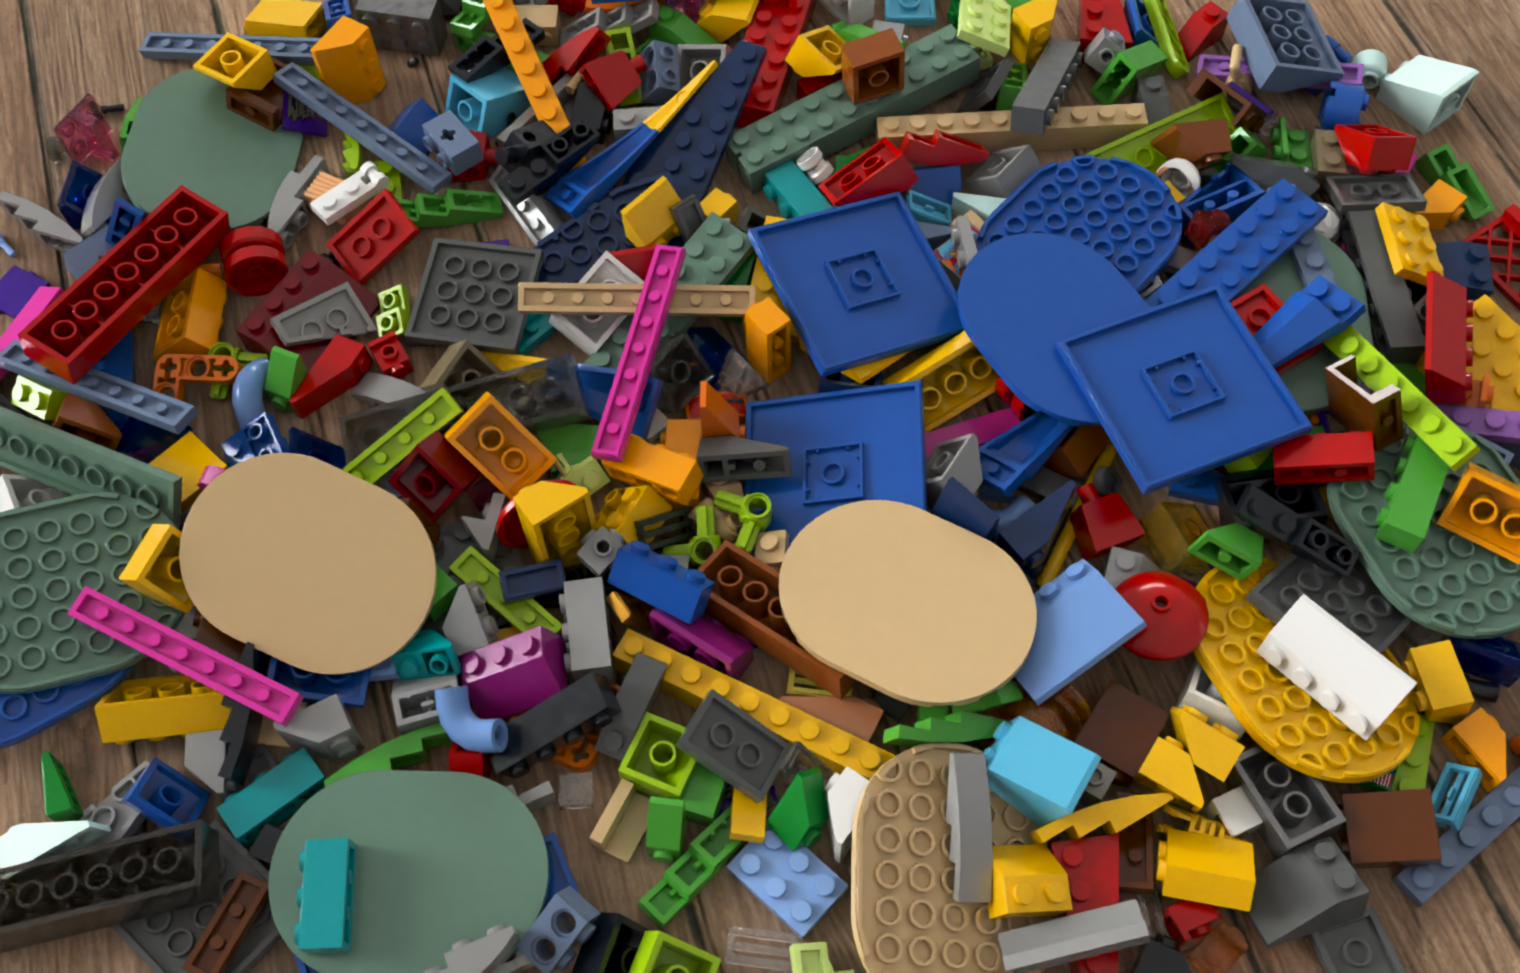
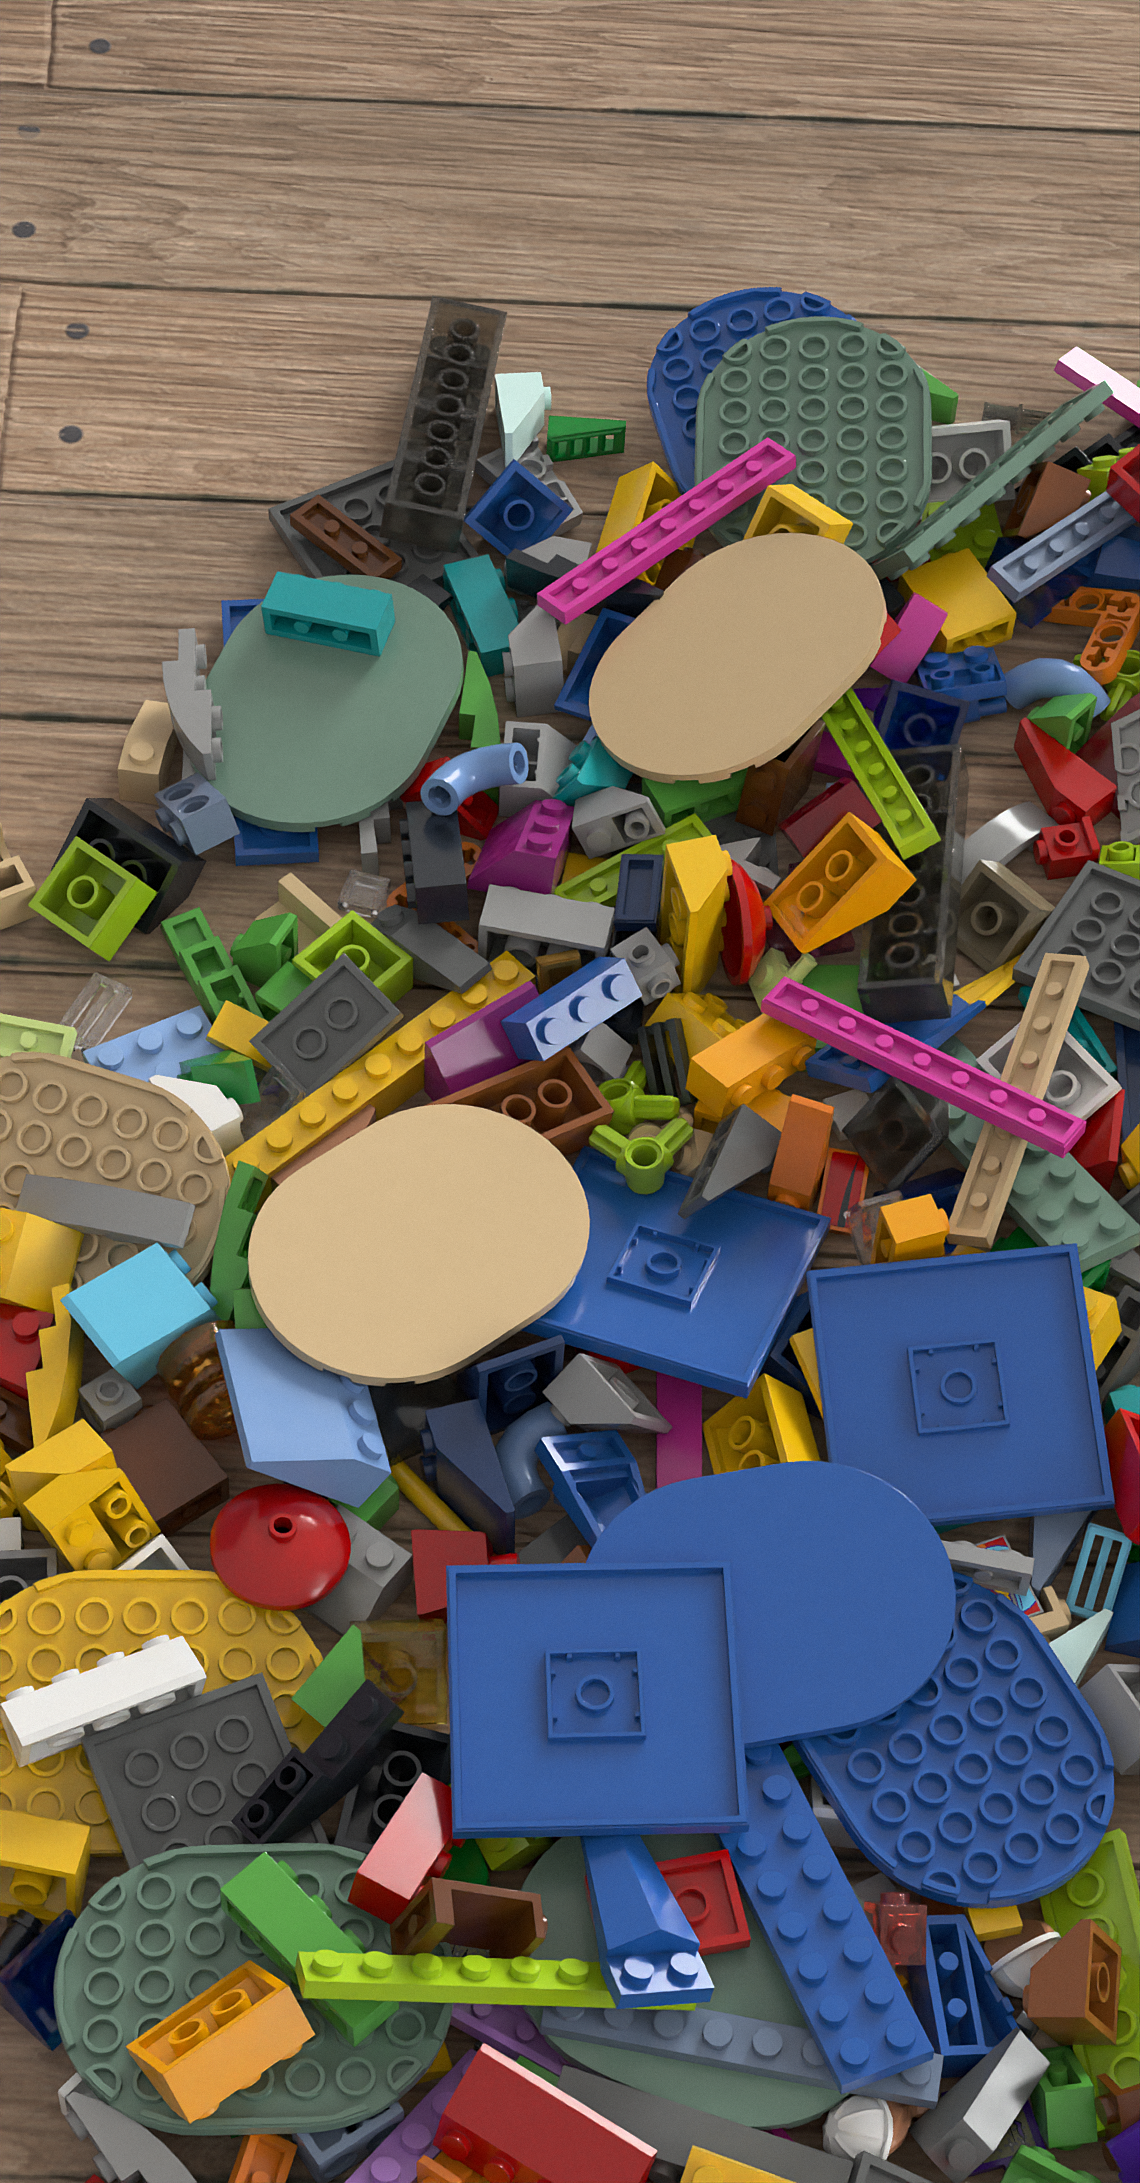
camera: 105 degrees right, 5 degrees down
(772, 547) = (591, 1168): tan bracket -> none

